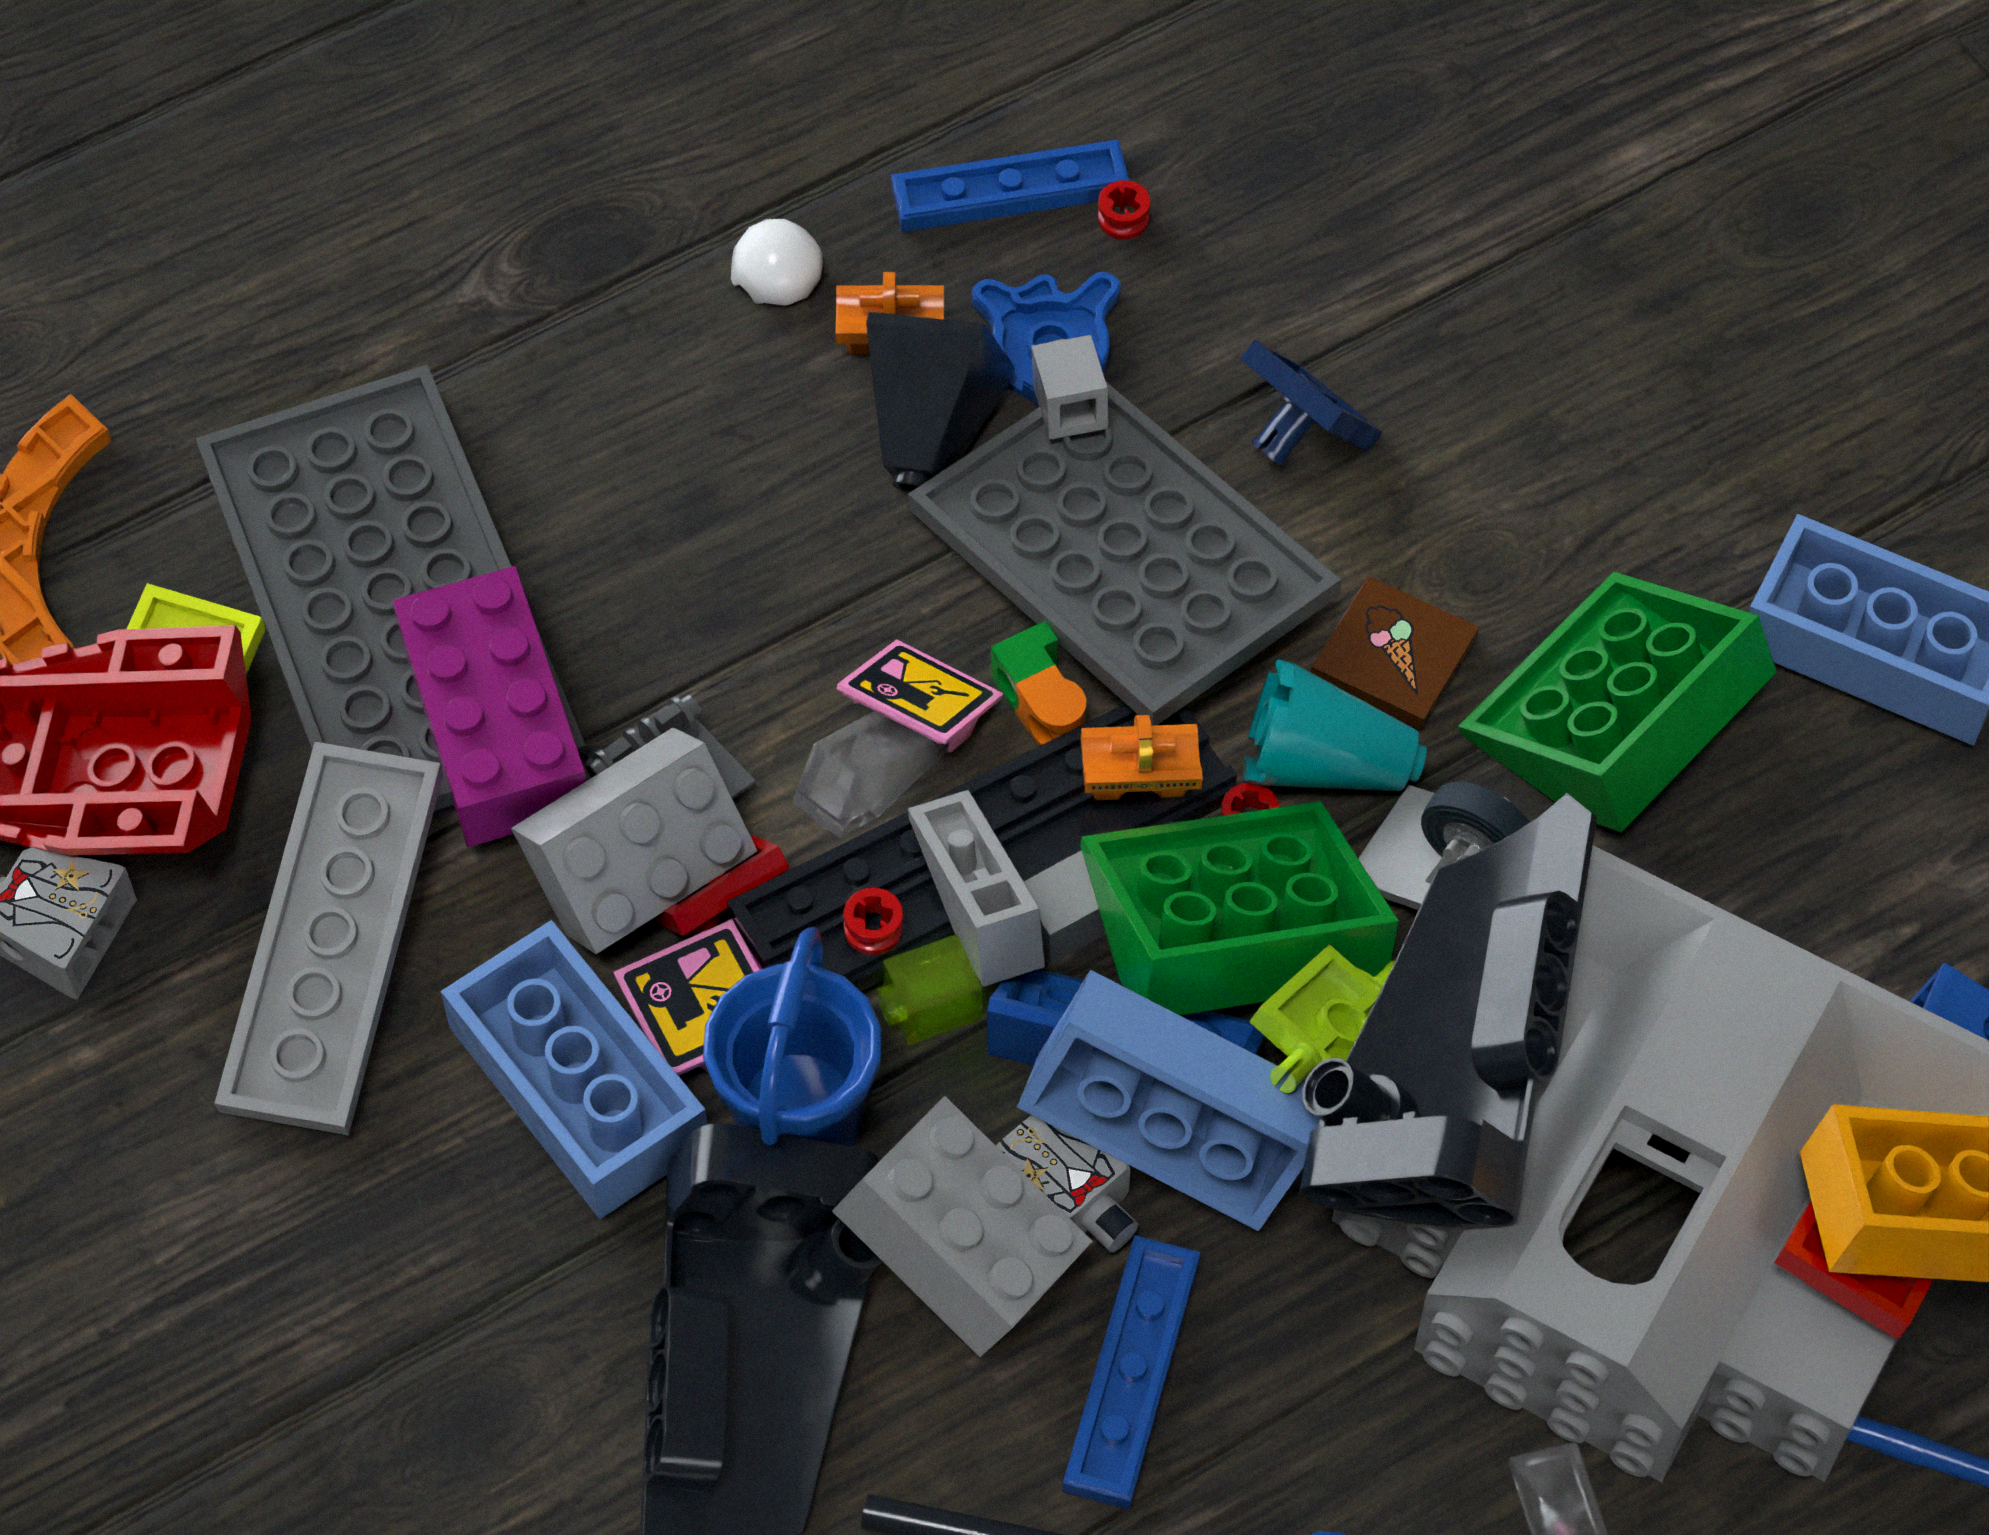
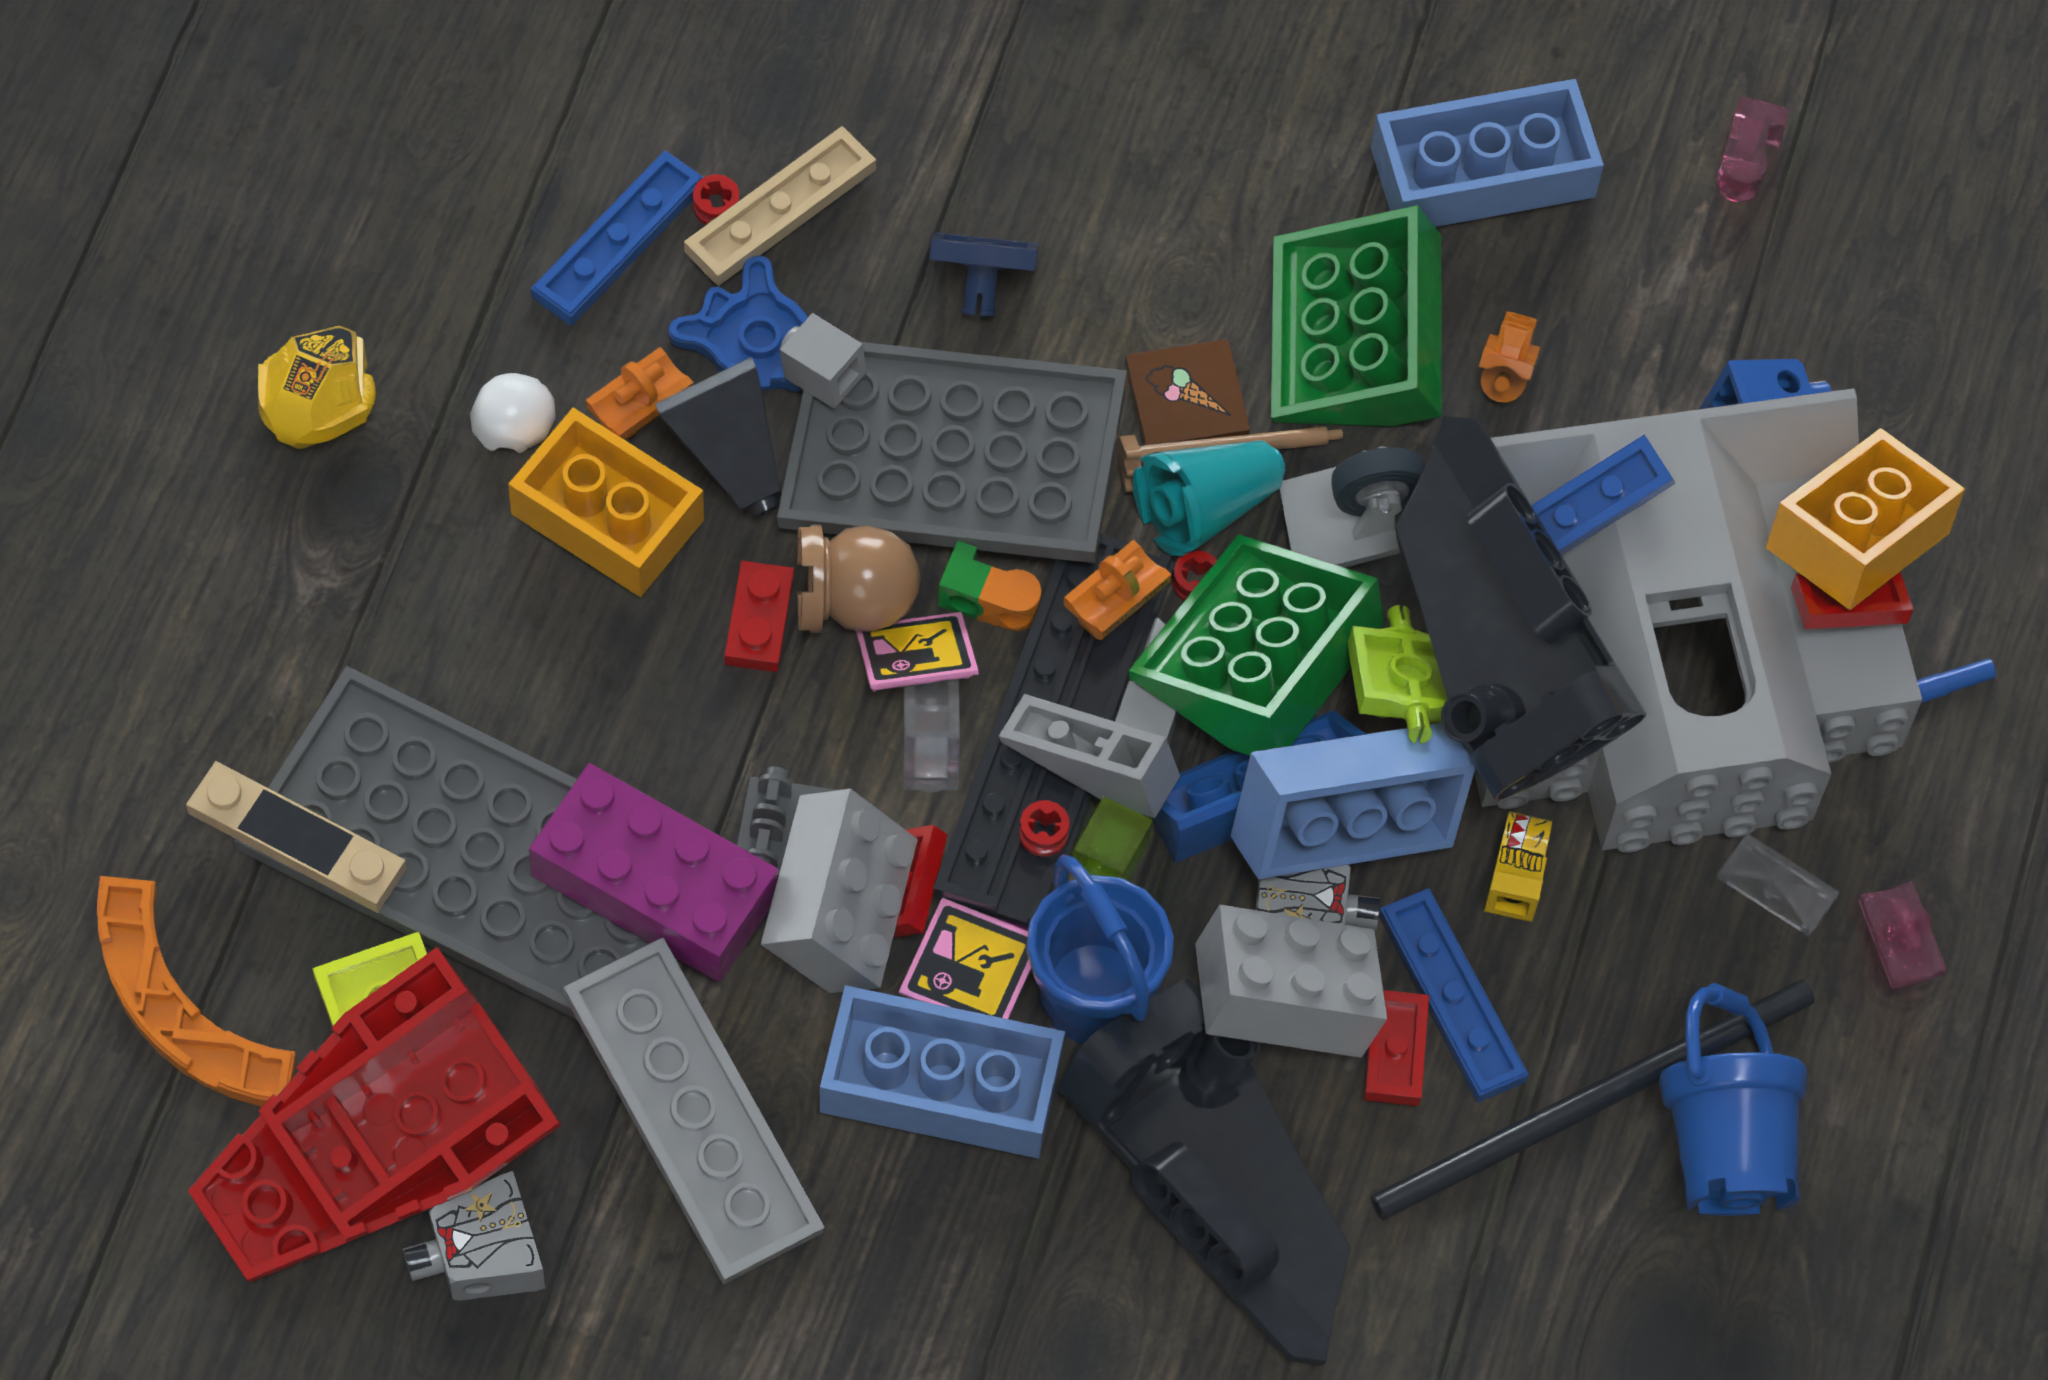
camera: 45 degrees left, 5 degrees up
(242, 469) = (296, 836): none -> tan plate
(631, 131) = (316, 387): none -> yellow helmet
(772, 380) = (606, 502): none -> light orange brick
(820, 572) = (759, 616): none -> red plate
(921, 588) = (857, 578): none -> medium nougat tile
(1024, 1375) = (1398, 1051): none -> red plate
(1175, 247) = (780, 205): none -> tan plate
(1307, 1298) = (1519, 867): none -> yellow leg
(1436, 744) = (1129, 452): none -> medium nougat piece
(1662, 977) = (1603, 494): none -> blue plate
(1739, 822) = (1509, 358): none -> orange hips

